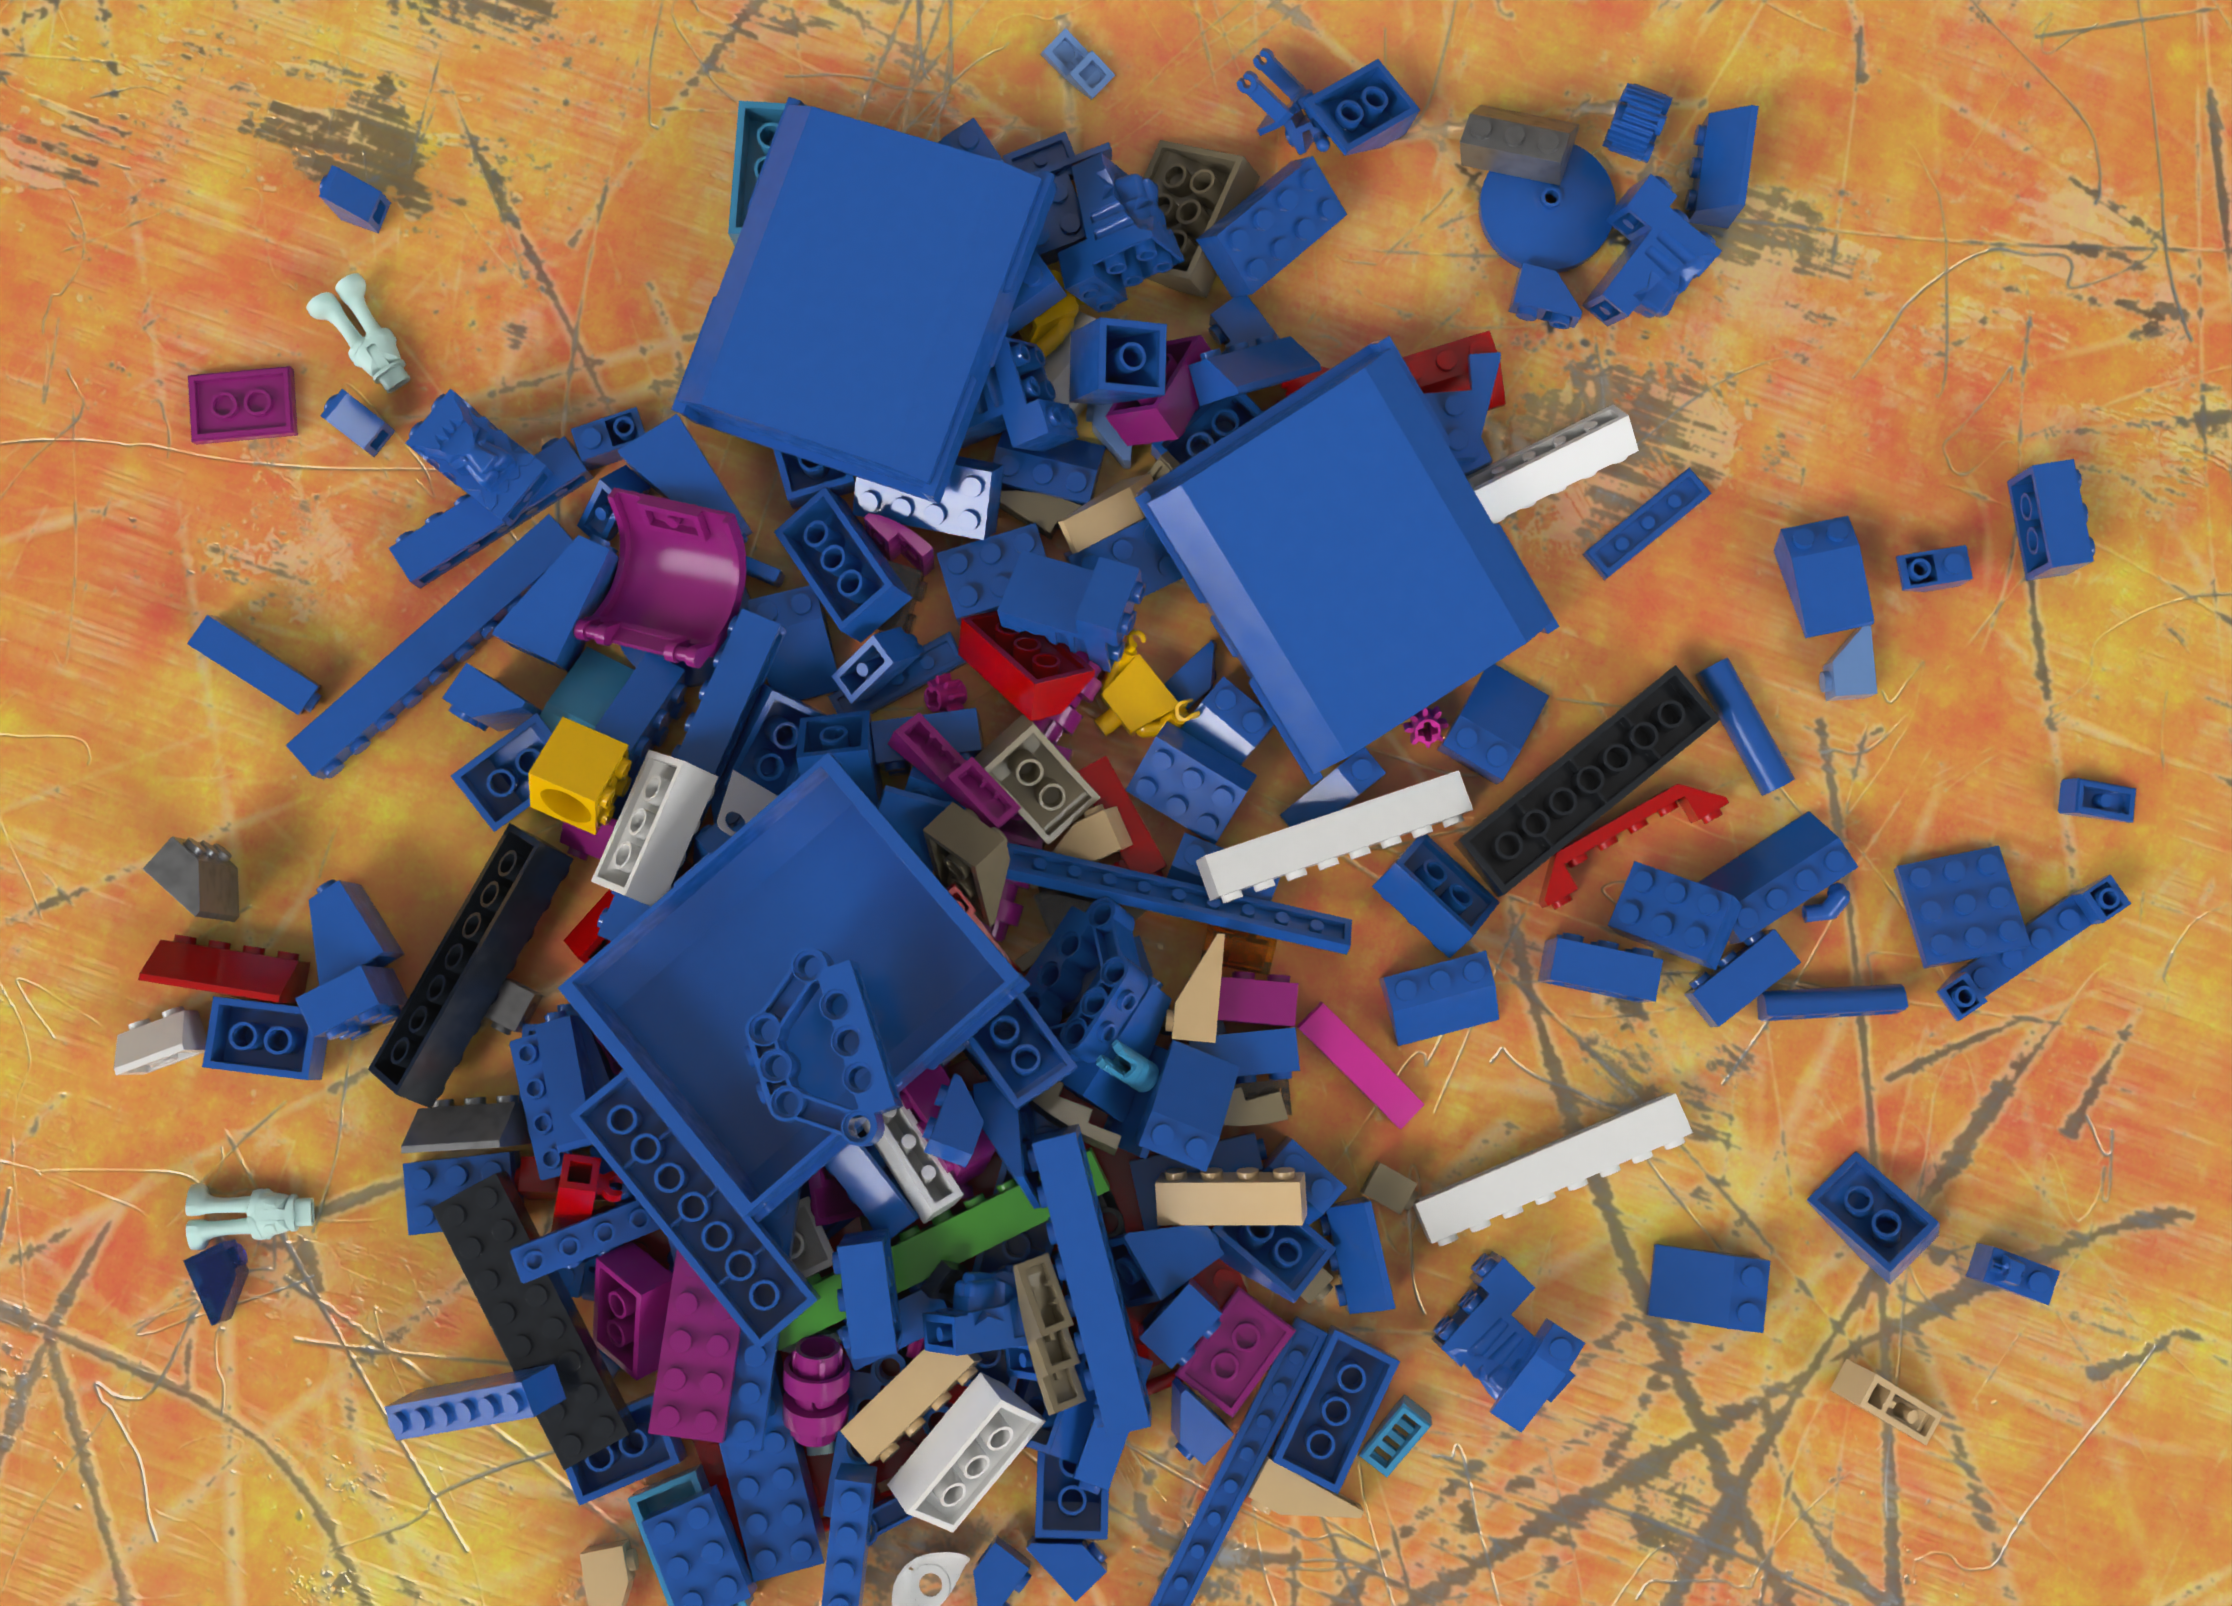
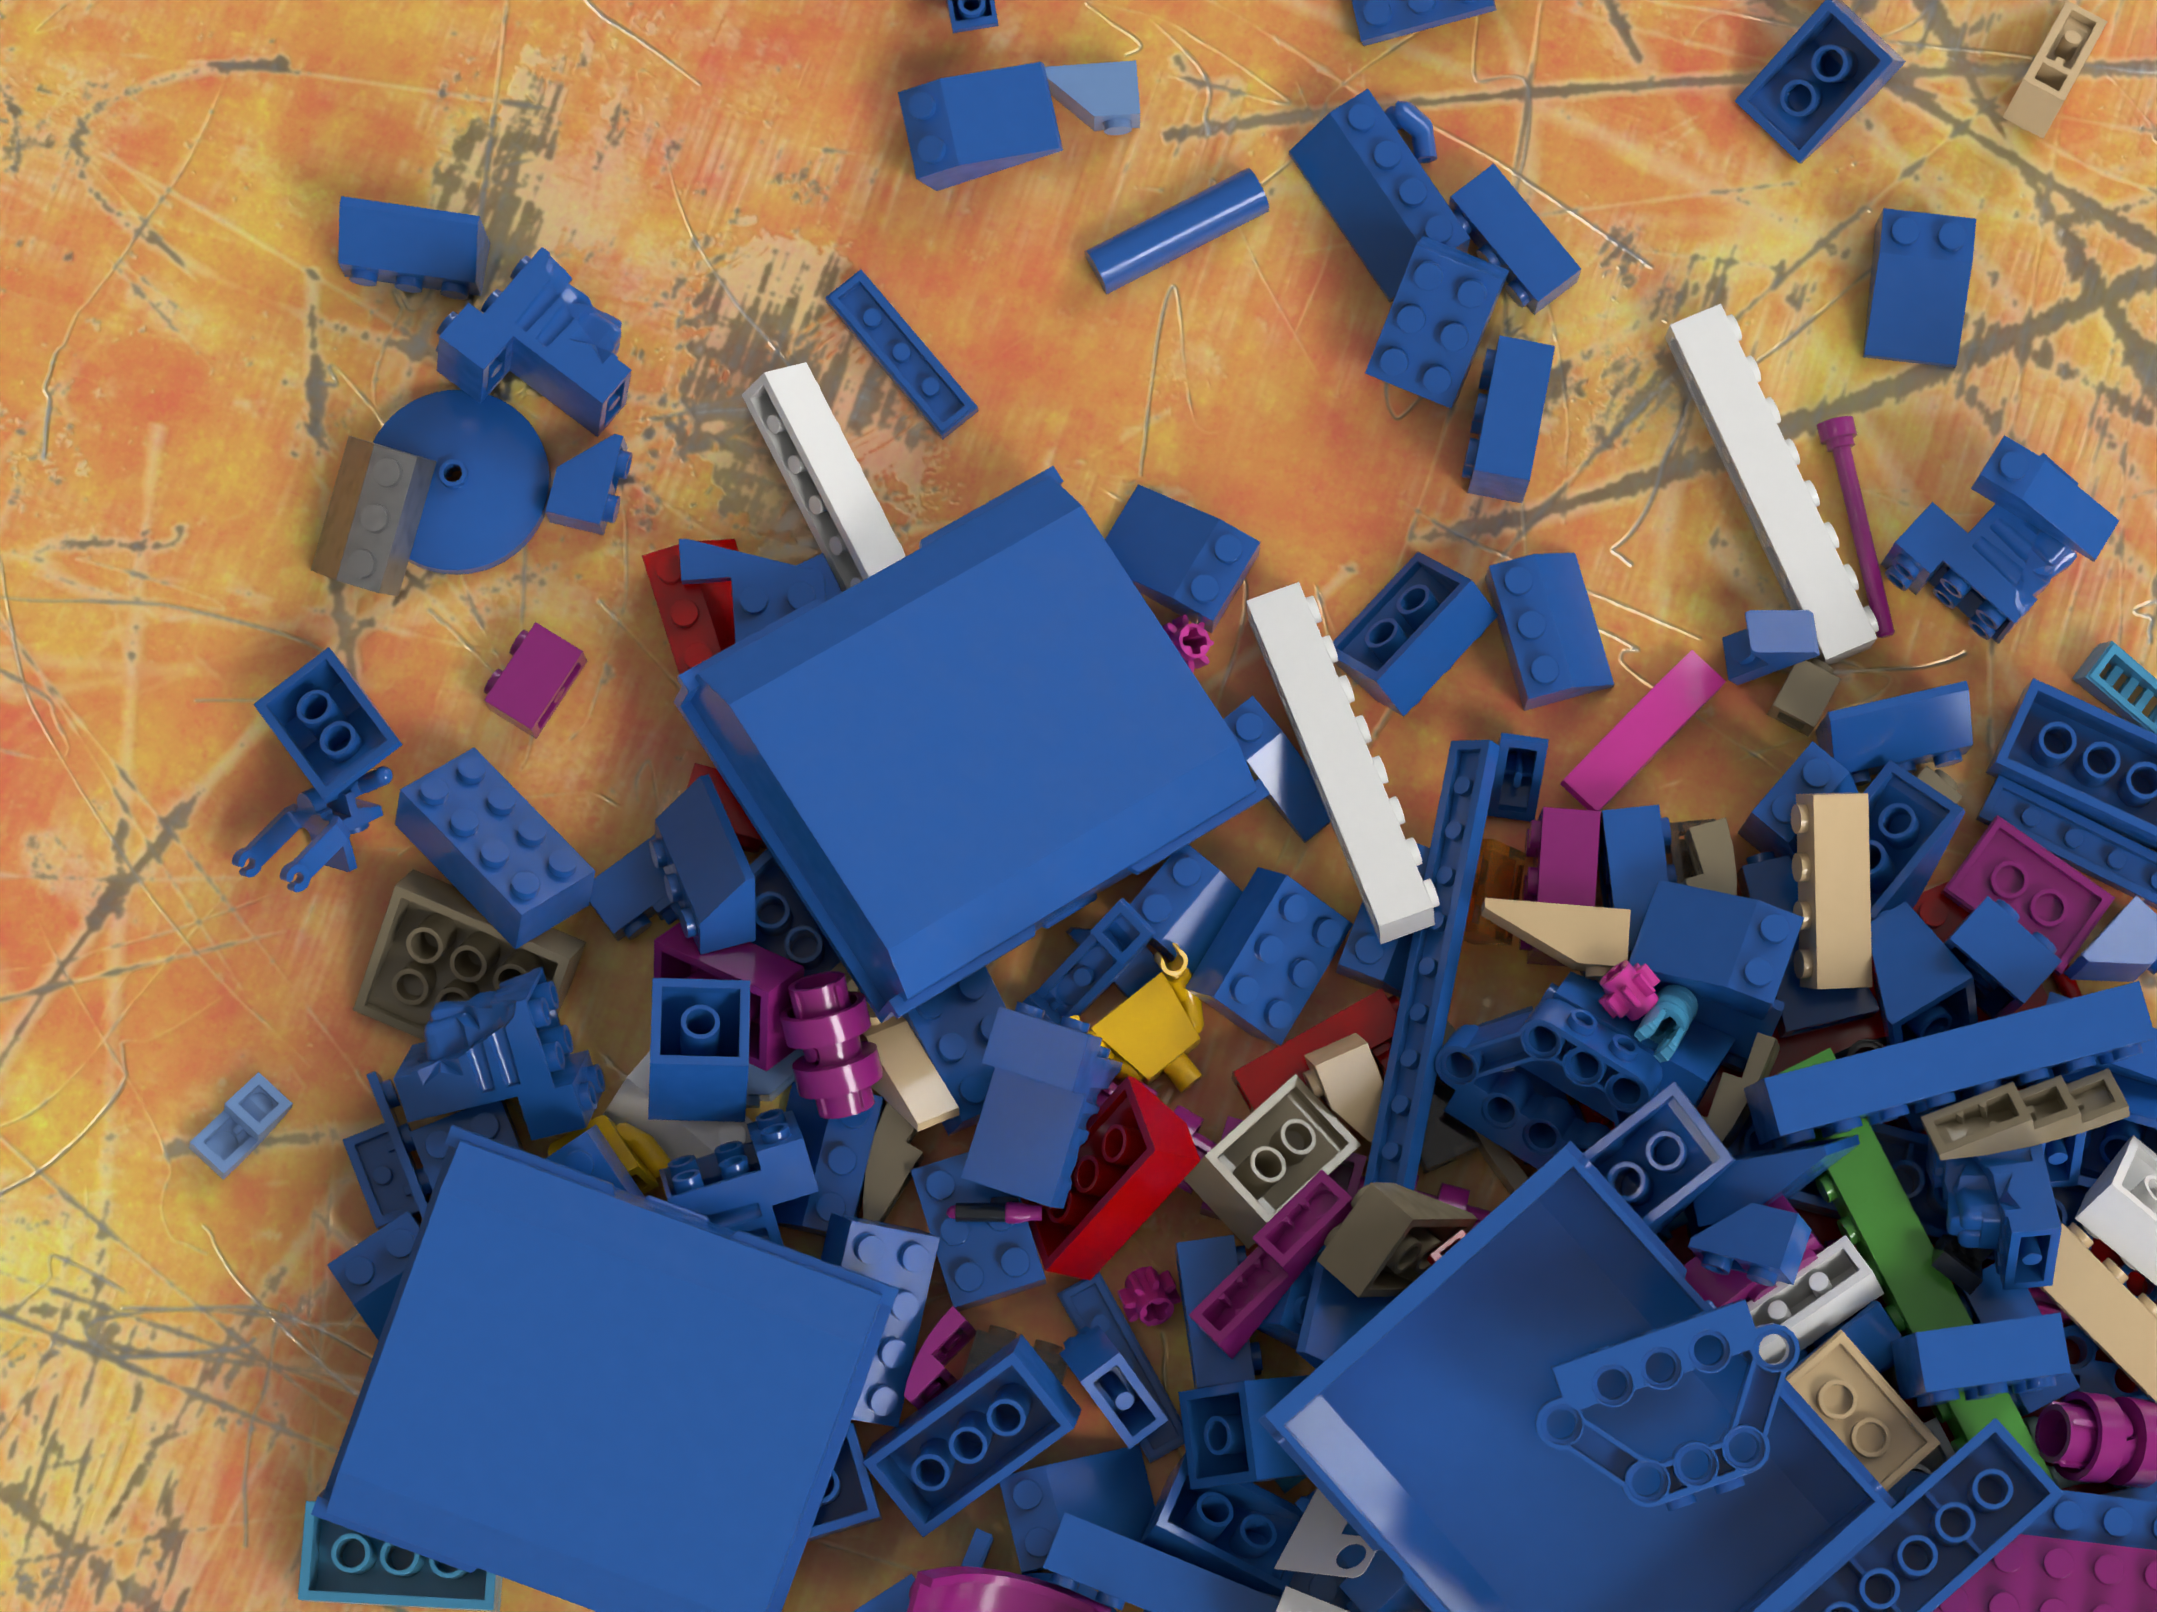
camera: 90 degrees left, 5 degrees down
(831, 1200) = (1863, 1410): none -> tan tile
(1001, 574) = (998, 1210): none -> piece
(1133, 454) = (835, 1062): none -> magenta piece
(1152, 1038) = (1629, 990): none -> dark pink gear
(1177, 648) = (1094, 964): none -> blue slope
(1326, 970) = (1518, 777): none -> blue slope
(1398, 260) = (534, 679): none -> magenta brick
(1427, 1162) = (1770, 643): none -> slope
(1587, 781) = (1258, 435): black brick -> none
(1590, 1221) = (1838, 438): none -> magenta piece
(1637, 122) = (349, 358): blue brick -> none
(1695, 803) = (1392, 474): red slope -> none
(1831, 1002) = (1541, 126): blue brick -> none

